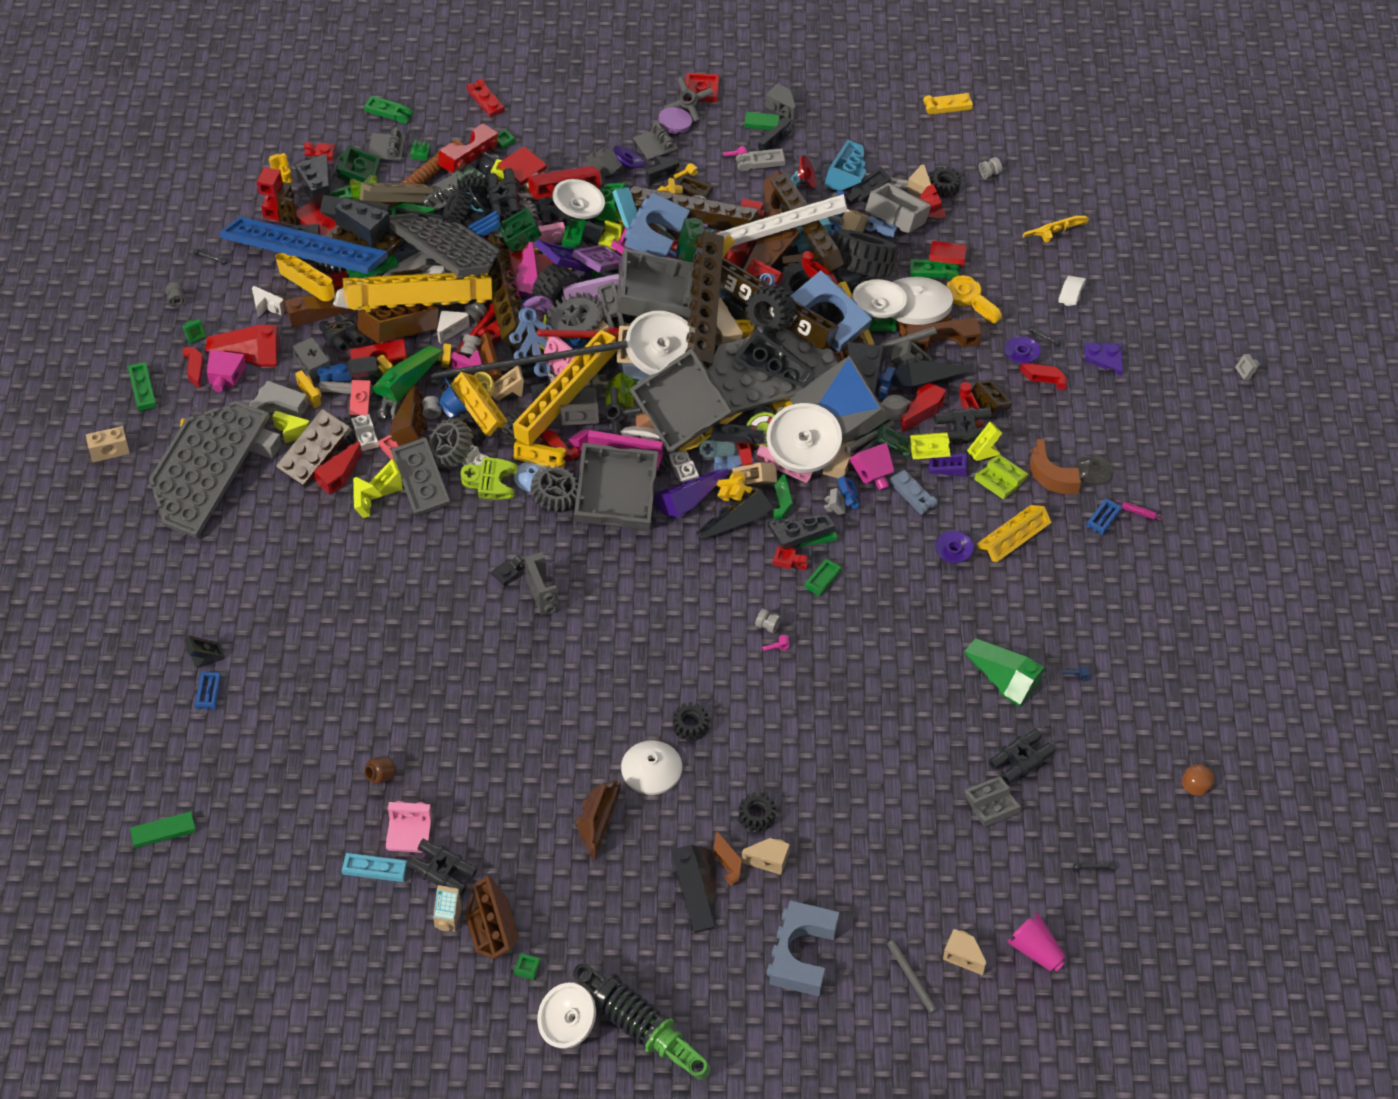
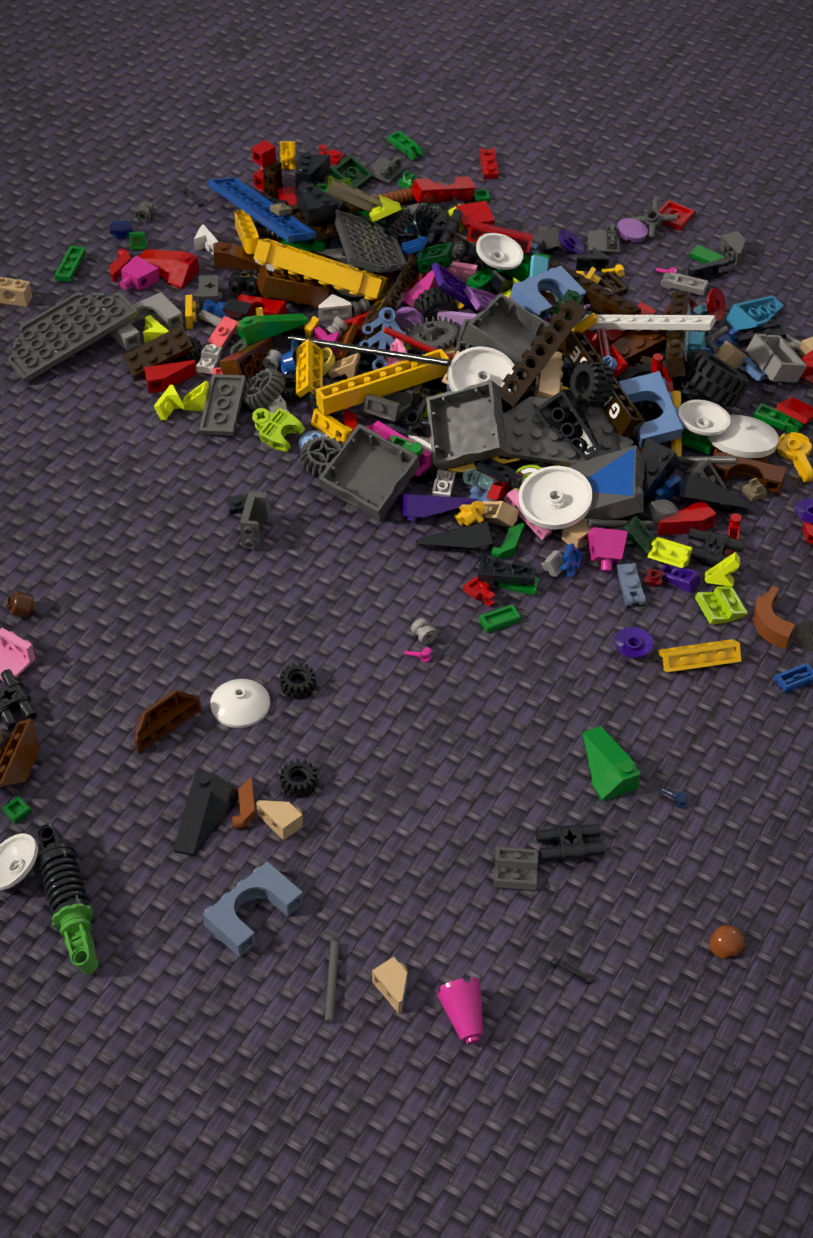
camera: 30 degrees right, 5 degrees down
(165, 324) = (121, 228): none -> clear blue brick
(329, 238) = (280, 209): none -> dark tan tile
(432, 194) = (388, 208): none -> neon yellow slope
(652, 445) = (415, 448): none -> green piece
(746, 261) = (603, 343): none -> dark red axle
(929, 480) = (654, 577): none -> dark red plate
(958, 351) = (754, 490): none -> dark tan tile
(990, 395) = (756, 537): dark brown bracket -> none

